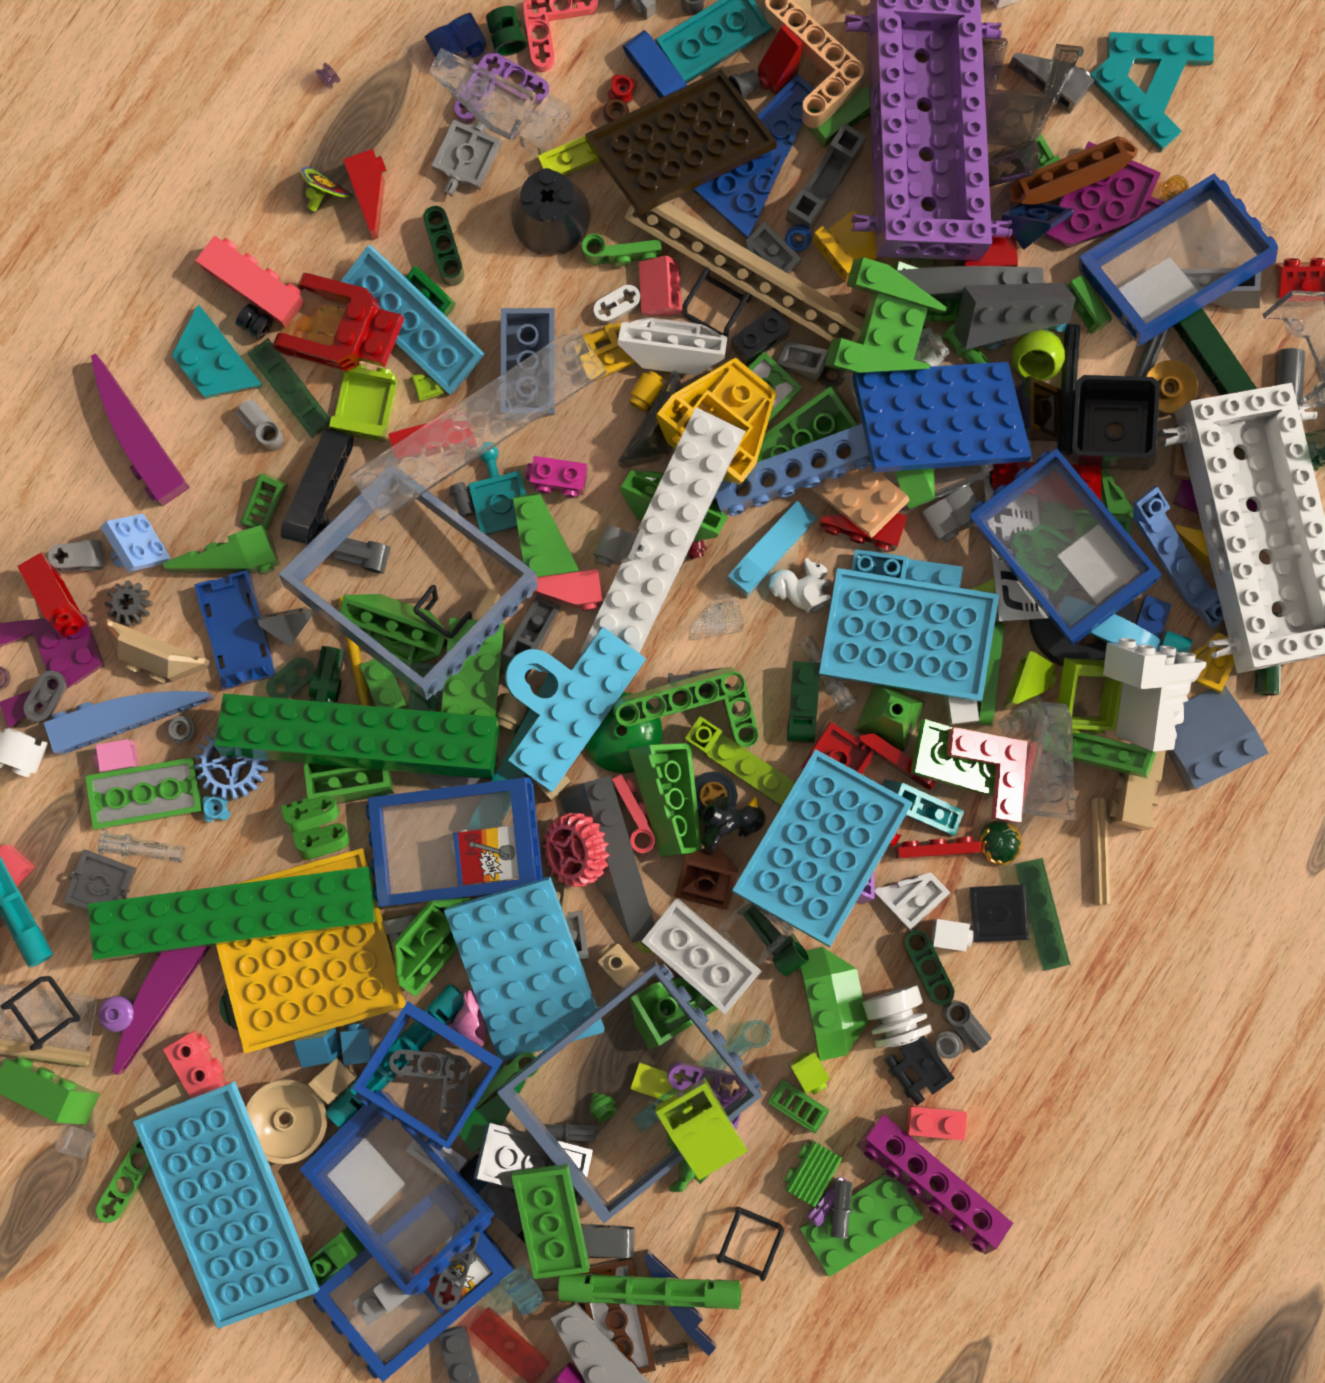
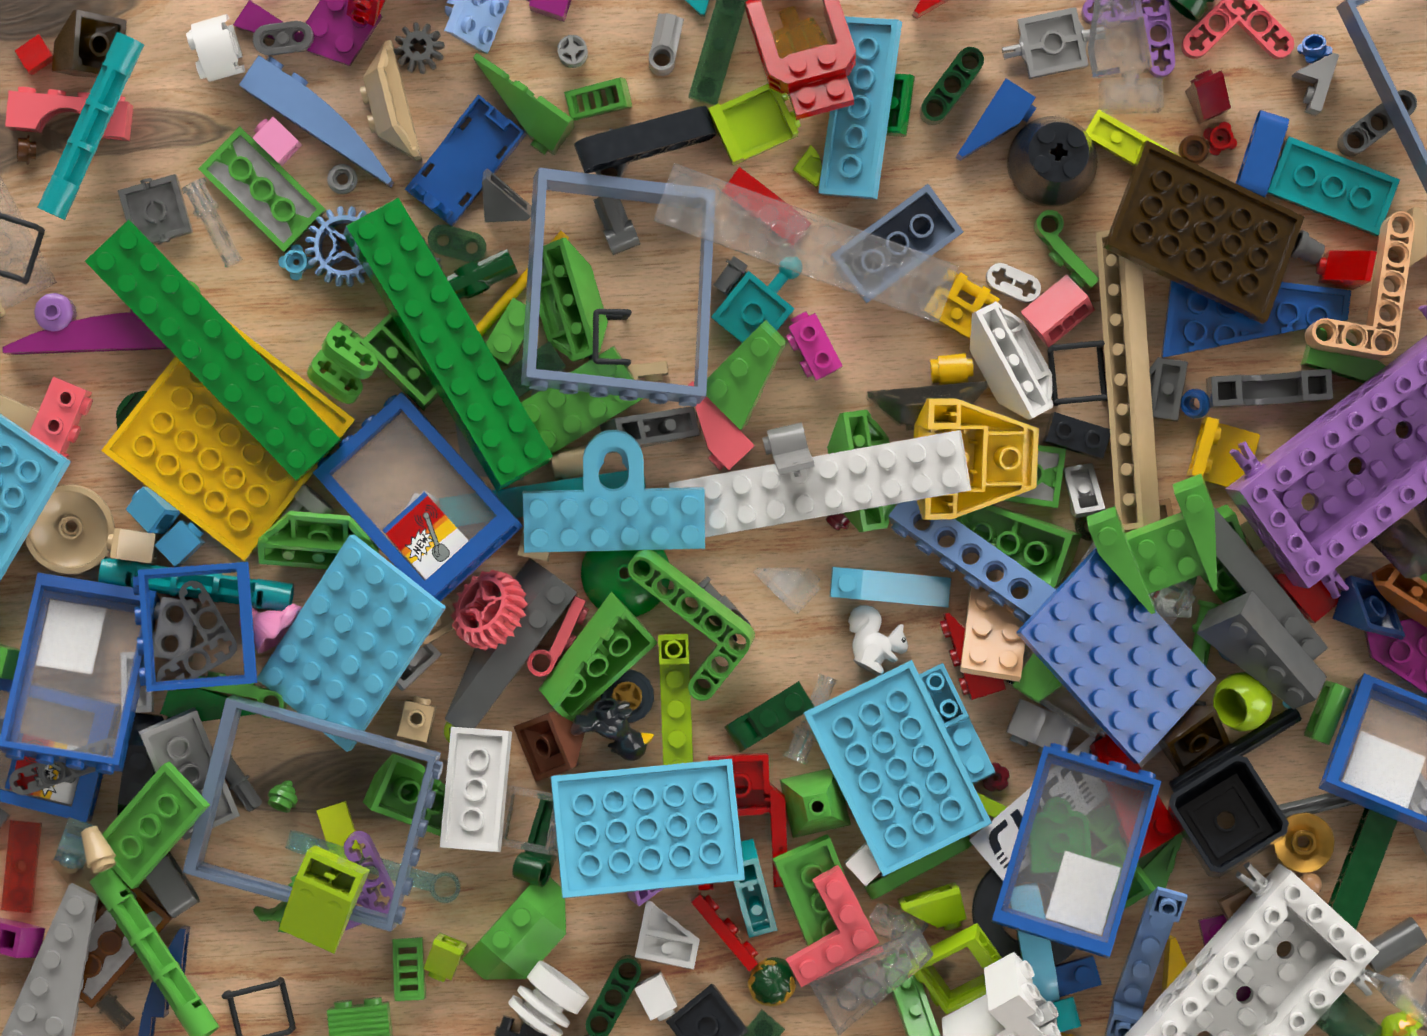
camera: 55 degrees right, 5 degrees up
(210, 491) = (571, 46): none -> light grey wheel
(424, 1090) = (184, 630): none -> light grey brick
(491, 224) = (1001, 116): none -> blue slope
(542, 1277) = (97, 850): none -> tan cone
(585, 71) = (1208, 95): none -> dark red slope
(972, 570) = (999, 784): none -> dark red plate

